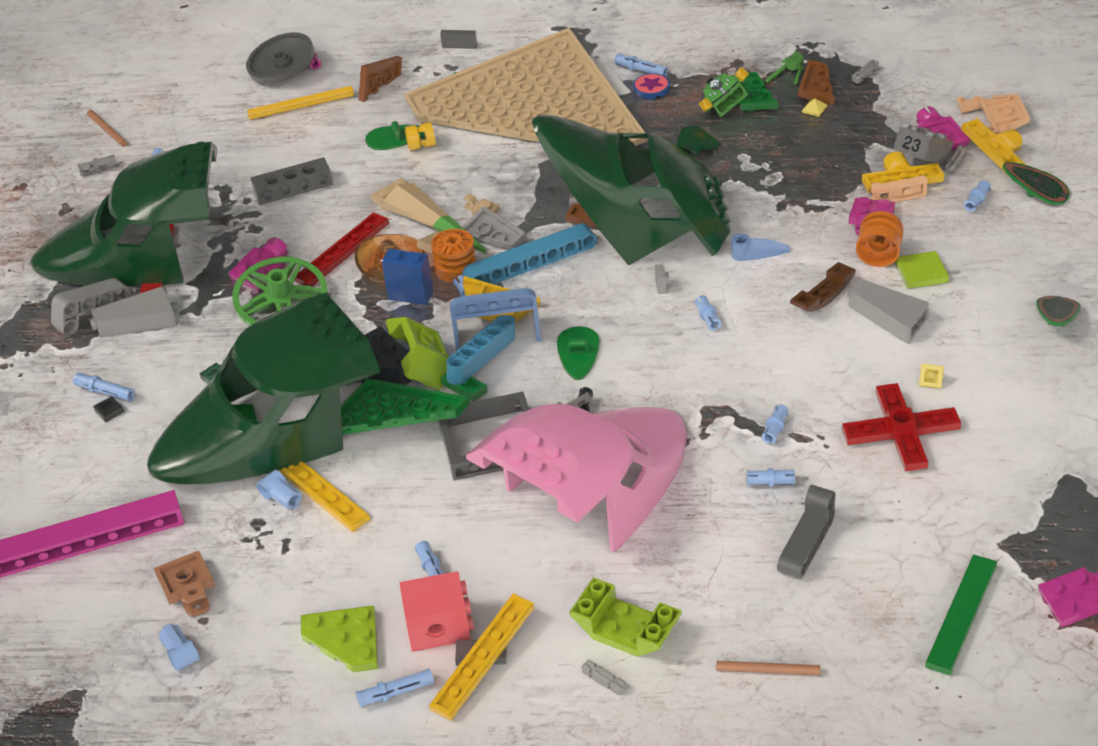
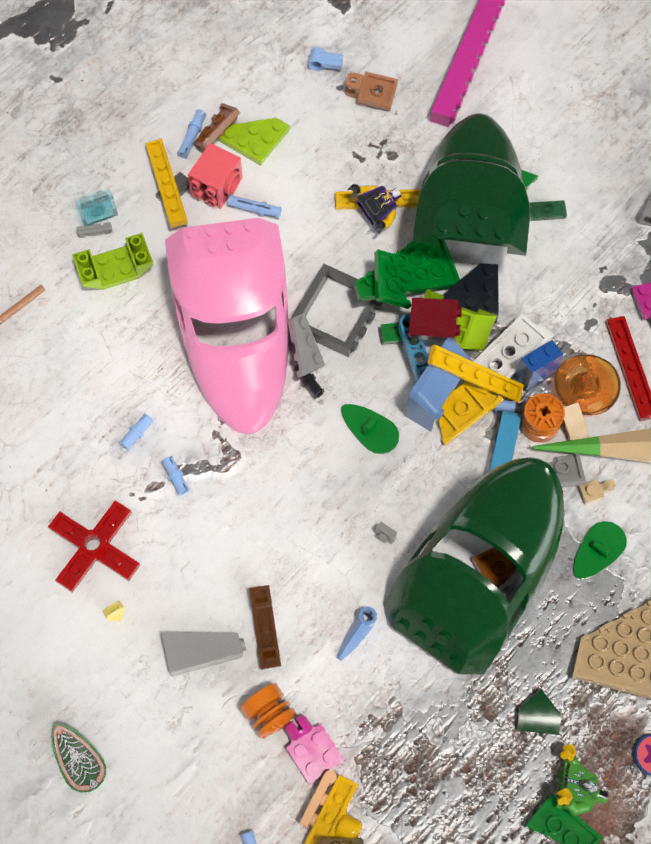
camera: 125 degrees right, 25 degrees up
(96, 384) = (608, 142): light blue pin -> none
(108, 409) = (578, 138): pearl dark grey tile -> none
(276, 487) = (408, 174): light blue piece -> none
(278, 287) = (607, 289): bright green wheel -> none
(340, 474) = (376, 204): none -> torso
(362, 667) = (217, 128): none -> dark orange wing
(385, 303) = (522, 337): none -> white hinge
(431, 390) = (387, 280): none -> green wing
(440, 332) = (434, 319): none -> dark red brick
(464, 289) = (475, 373): none -> yellow tile
(528, 184) = (599, 549): none -> green shield
(578, 682) = (96, 207): none -> clear light blue slope
(707, 312) = (320, 533): light blue pin -> none
(808, 532) = (69, 404): dark grey beam -> none
(922, 269) = (219, 723): lime tile -> none

